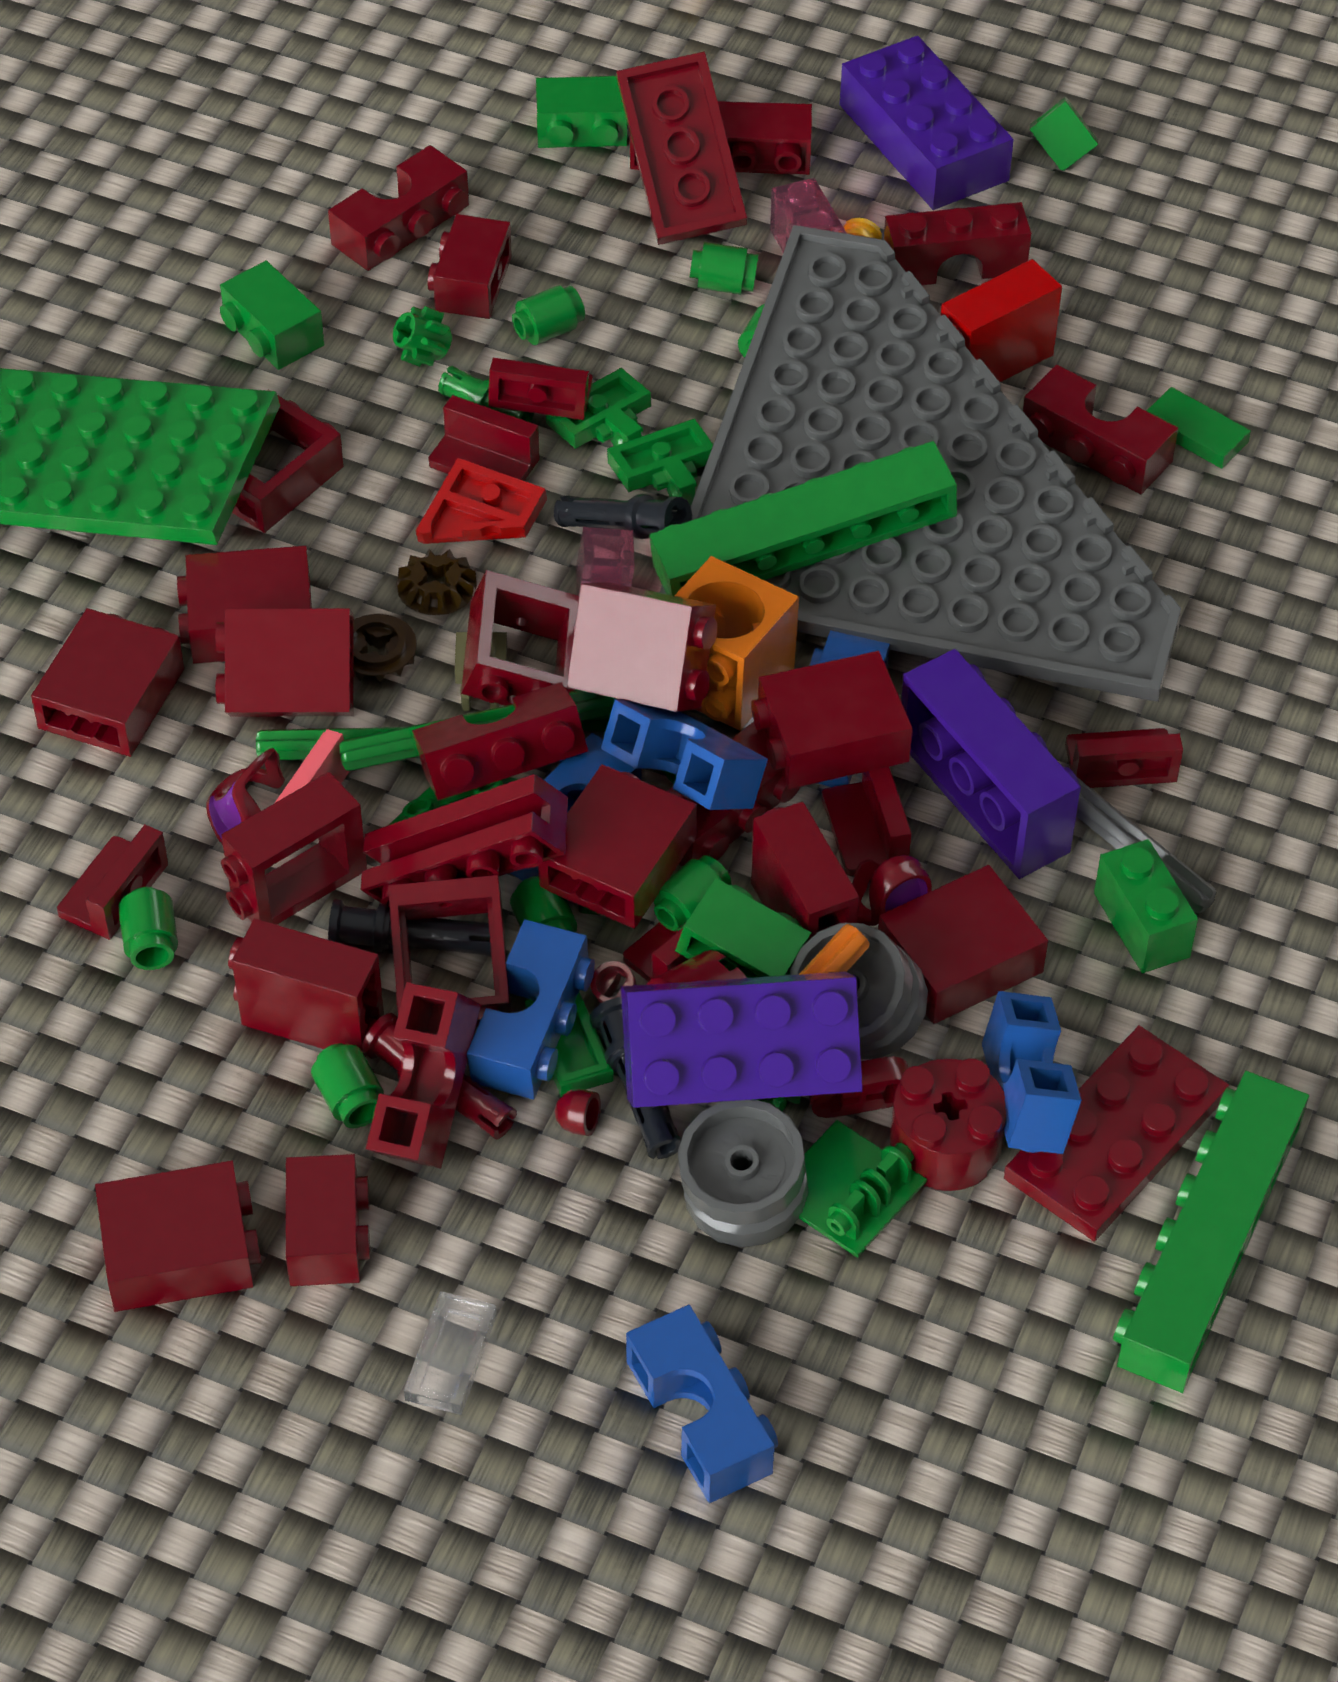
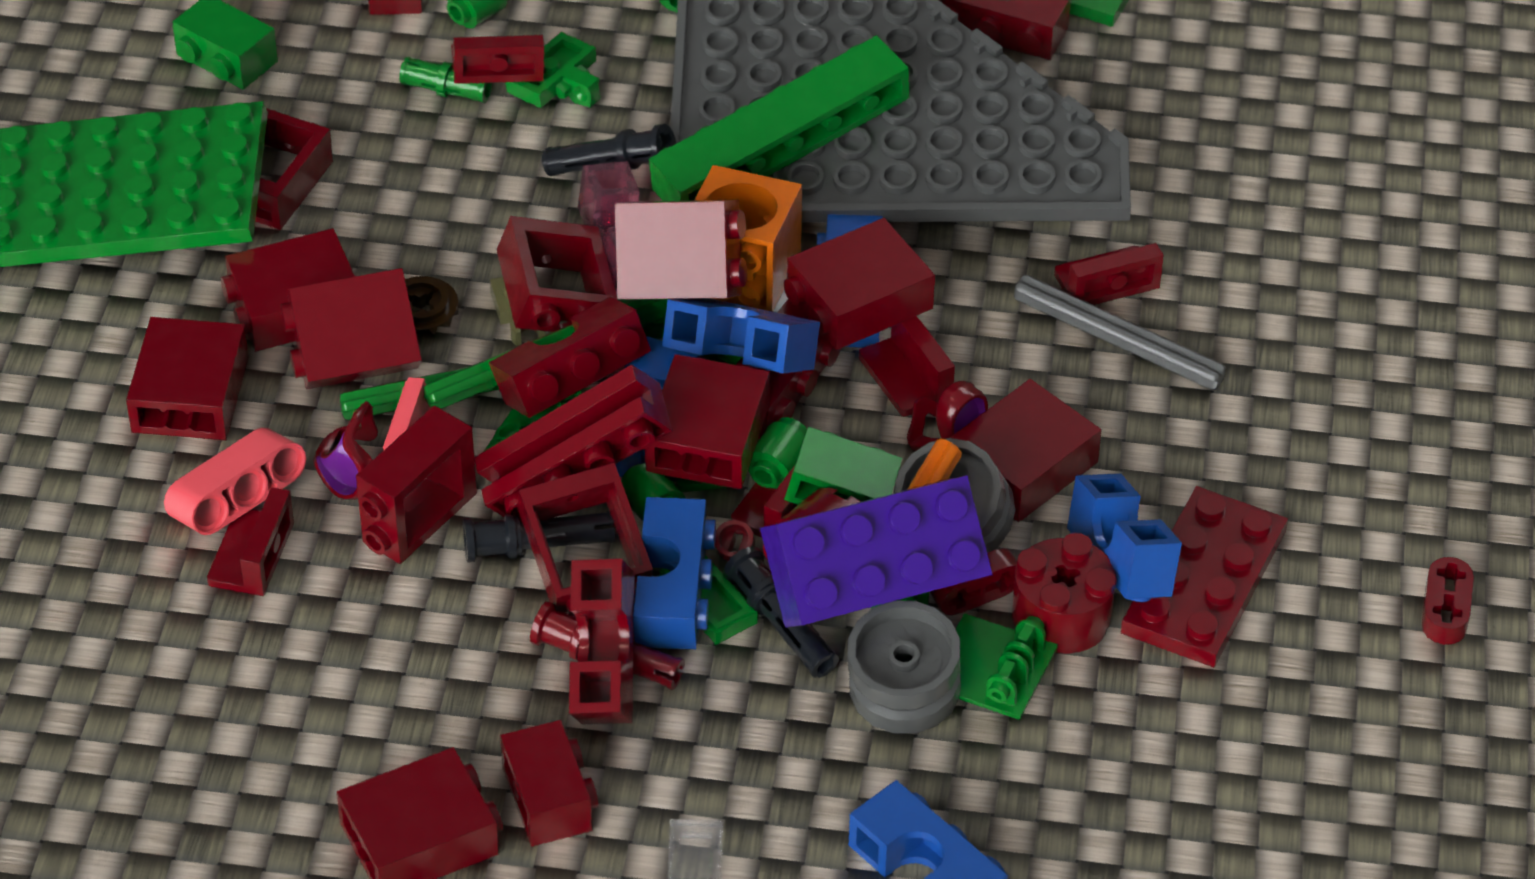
camera: 15 degrees left, 5 degrees down
(92, 813) = (234, 481): none -> coral beam
(148, 928) = (301, 575): green brick -> none
(305, 986) = (468, 594): dark red brick -> none
(347, 1084) = (528, 669): green brick -> none
(422, 336) = (371, 35): green gear -> none
(435, 597) = (458, 254): dark brown gear -> none
(480, 506) = (474, 170): red wing -> none
(486, 440) = (460, 119): dark red panel -> none
(578, 1111) = (738, 651): dark red hinge -> none
(663, 459) = (625, 101): green hinge -> none
(798, 870) = (873, 409): dark red brick -> none
(990, 763) = (1005, 298): dark purple brick -> none
(1145, 906) = (1171, 388): green brick -> none
(1211, 1232) = (1313, 635): green brick -> none

